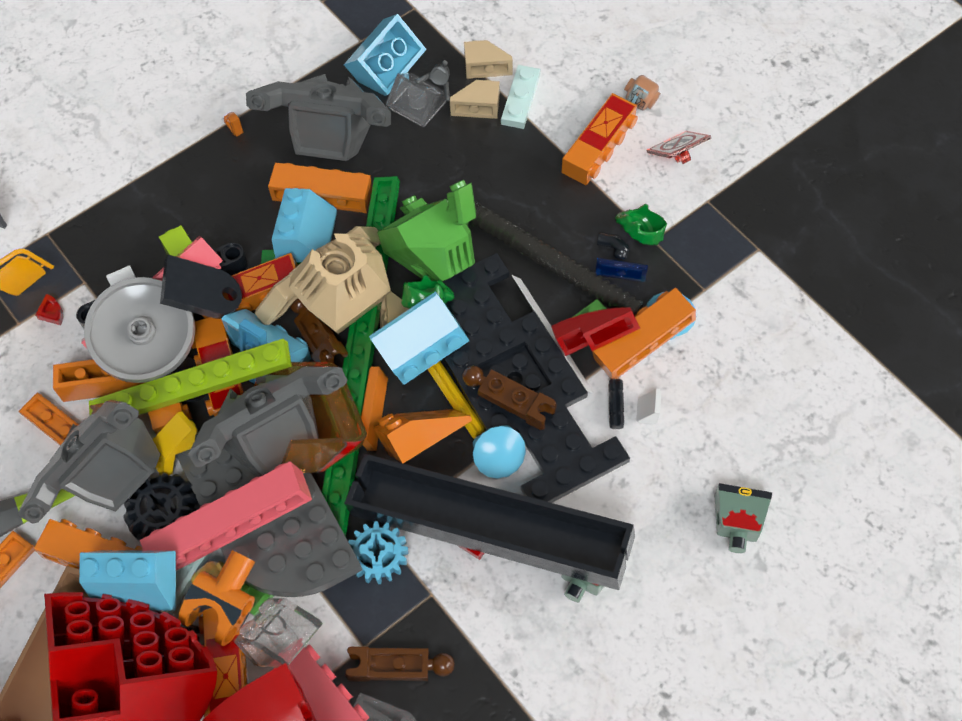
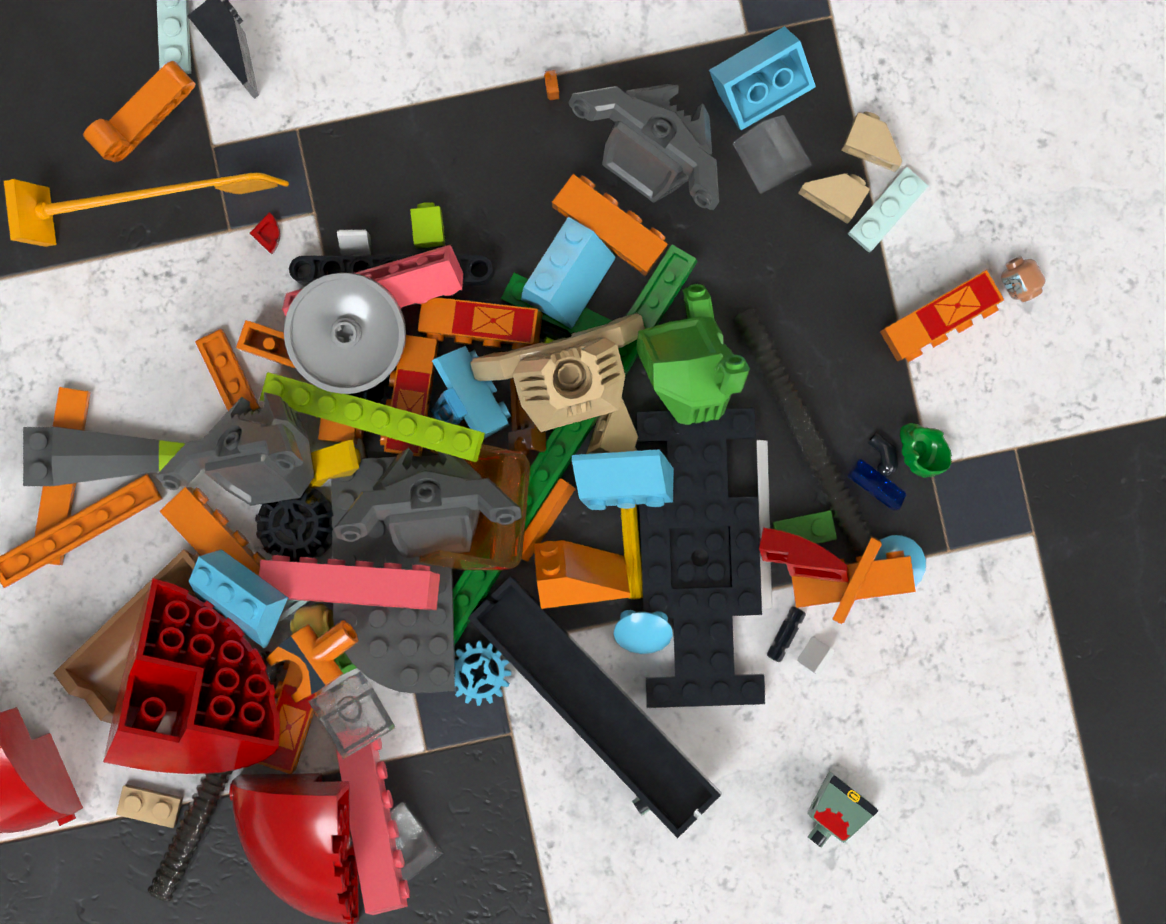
camera: 25 degrees right, 25 degrees up
(198, 288) = (420, 316): black tile -> none
(397, 664) = (448, 787): reddish brown plate -> none
(418, 291) = (653, 431): green hair -> none
(439, 76) = (809, 140): dark grey plant -> none
(511, 395) = (679, 584): reddish brown plate -> none
(645, 320) = (857, 580): none -> orange tile
(679, 146) = (1021, 371): piece -> none

